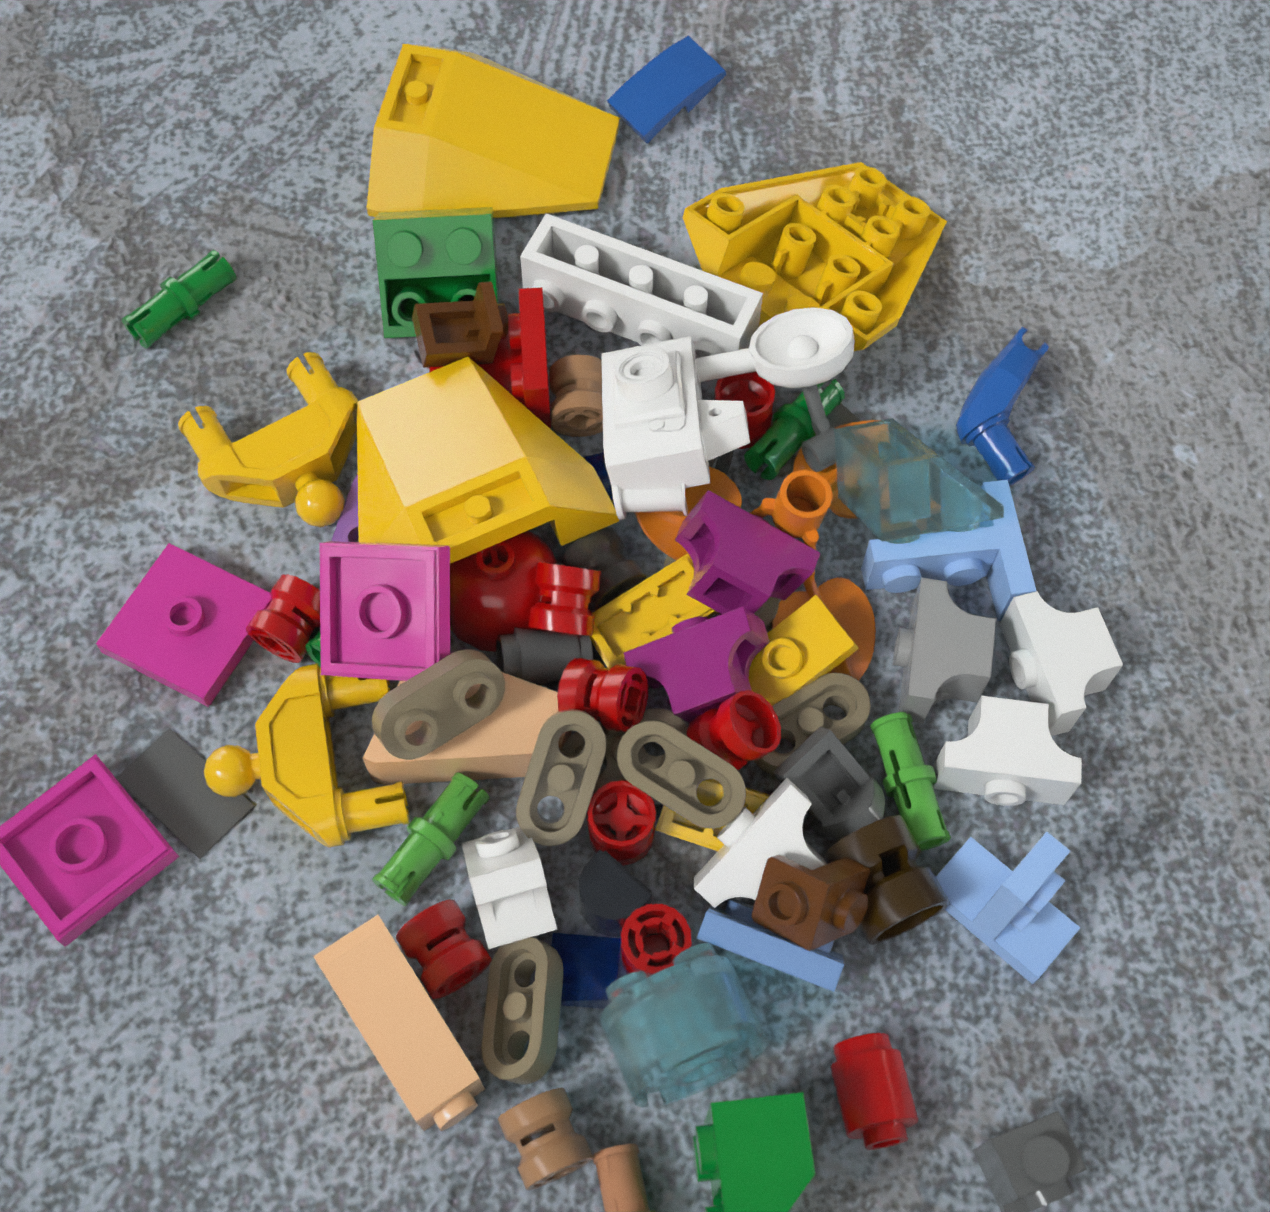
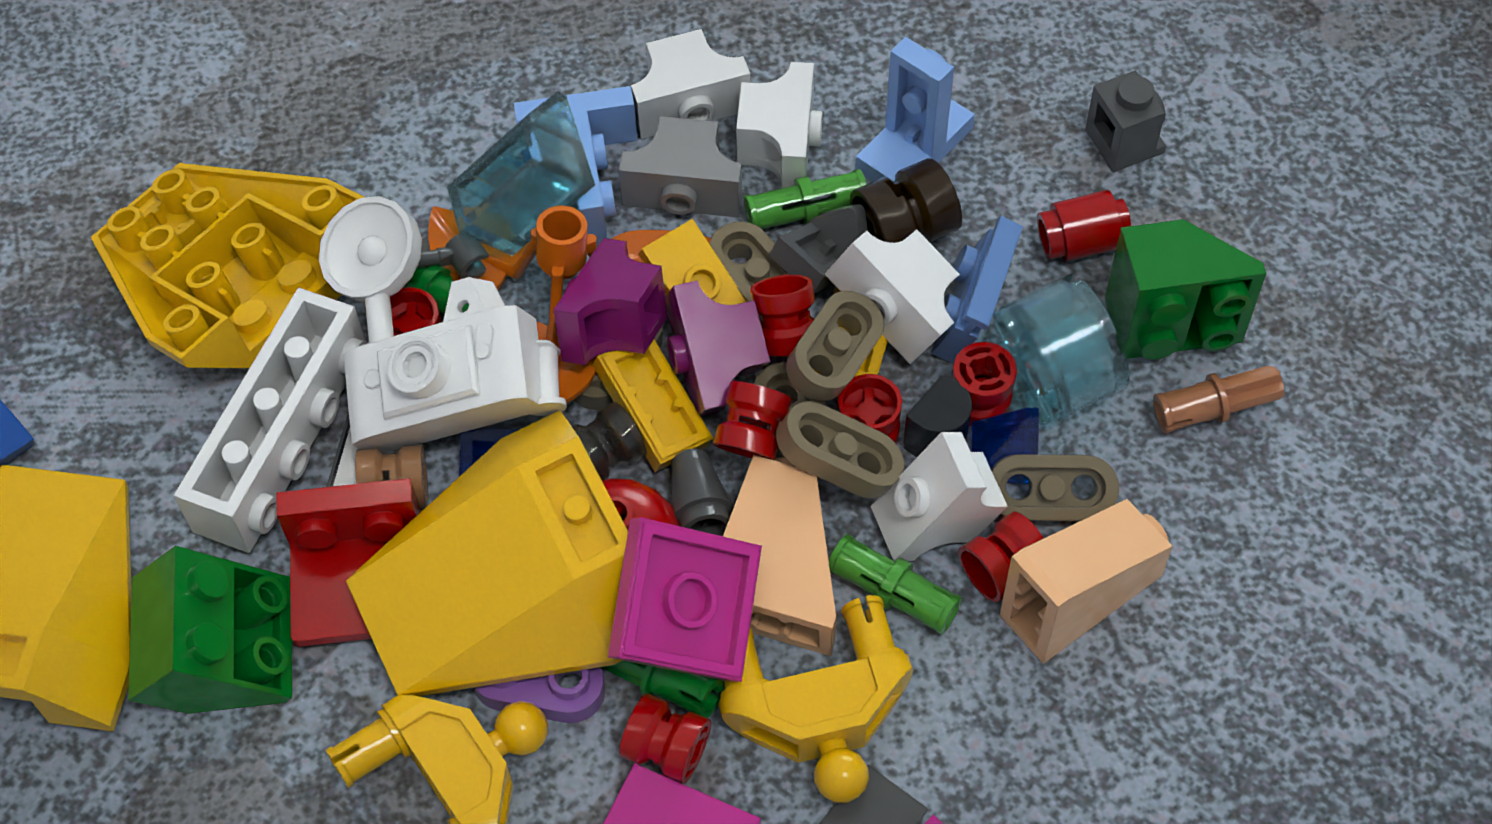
camera: 90 degrees left, 5 degrees down
(439, 702) = (794, 556): dark tan plate -> none
(460, 328) = (311, 584): reddish brown bracket -> none
(545, 1138) = (1161, 461): medium nougat wheel -> none
(564, 599) = (651, 459): red wheel -> none
(811, 904) = (950, 243): reddish brown bracket -> none
(989, 405) = (414, 117): blue arm -> none

